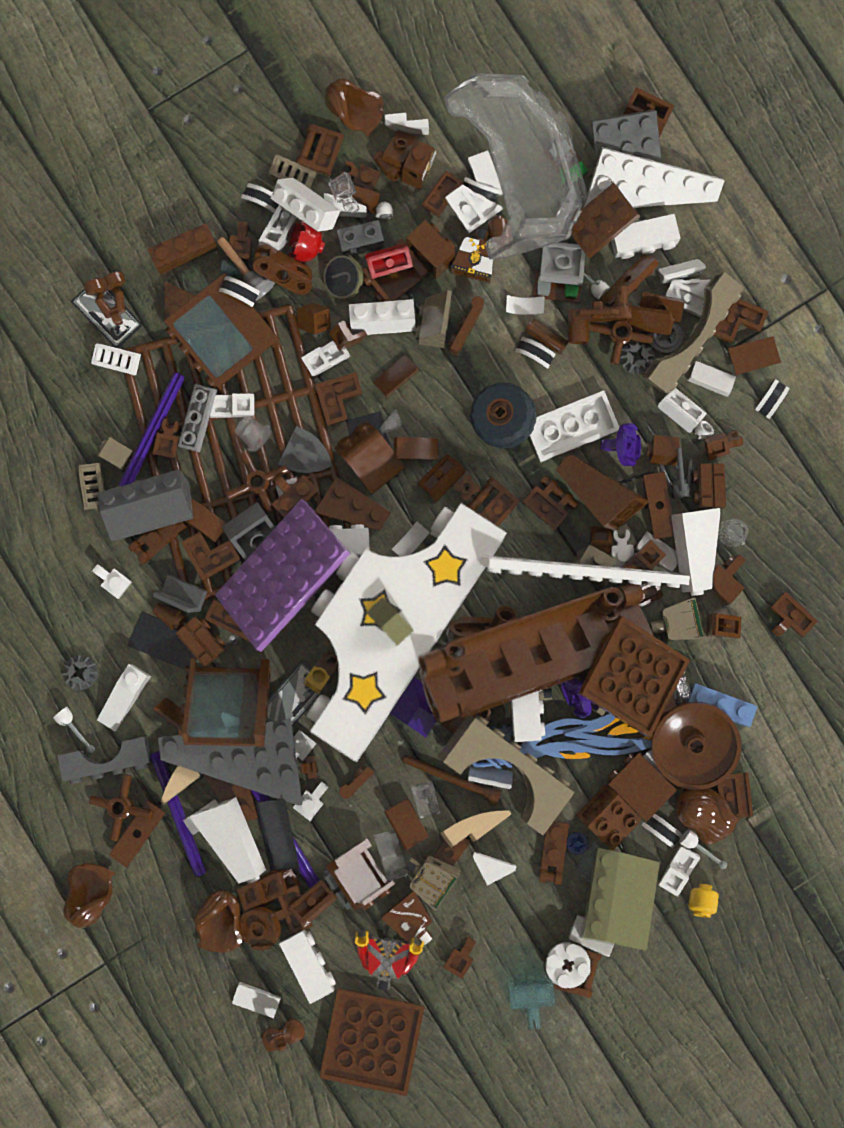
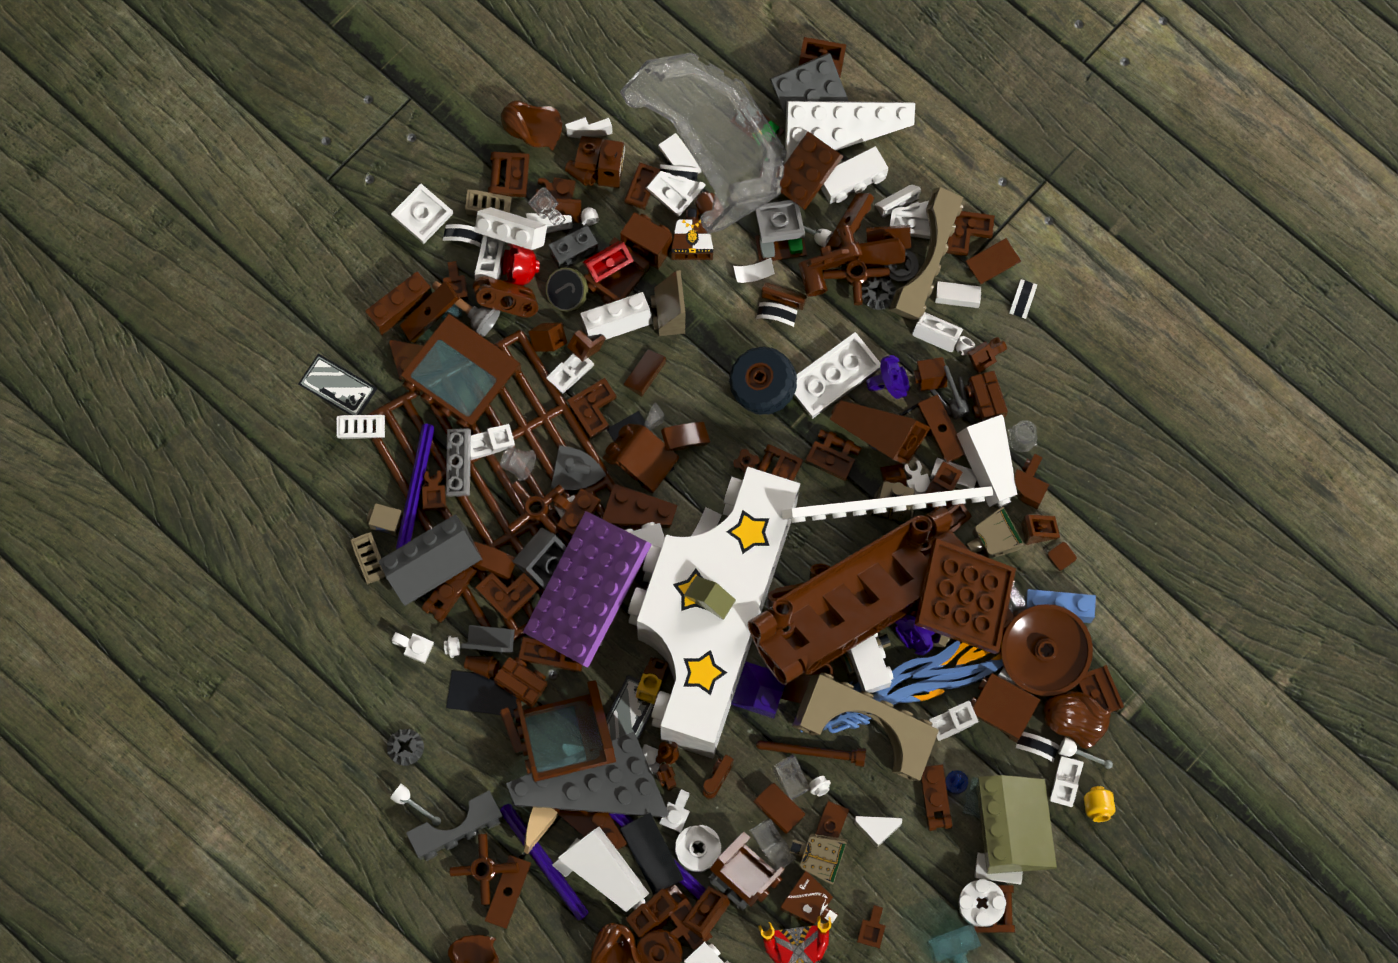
camera: 15 degrees left, 10 degrees down
(98, 287) = (335, 354): reddish brown piece -> none
(123, 696) = (456, 758): white slope -> none
(146, 590) = (452, 646): none -> white plate
(169, 711) = (510, 762): reddish brown slope -> none
(179, 682) = (512, 731): none -> reddish brown tile
(208, 265) = (429, 311): none -> reddish brown tile
(227, 166) = (422, 213): none -> white plate
(239, 290) = (468, 325): sticker -> none
(316, 746) = (667, 753): none -> reddish brown plate
(322, 853) = (711, 845): none -> white plate
(441, 477) = (718, 458): reddish brown slope -> none
(449, 813) = (819, 786): none -> white plate
(466, 324) = (701, 303): reddish brown plate -> none
(473, 826) = (848, 791): tan slope -> none
(491, 776) = (850, 739): white slope -> none
(591, 787) = (954, 720): none -> white slope
(609, 817) = (982, 747): reddish brown bracket -> none
(736, 656) = (1062, 556): none -> reddish brown piece
(792, 616) = (1105, 501): reddish brown plate -> none

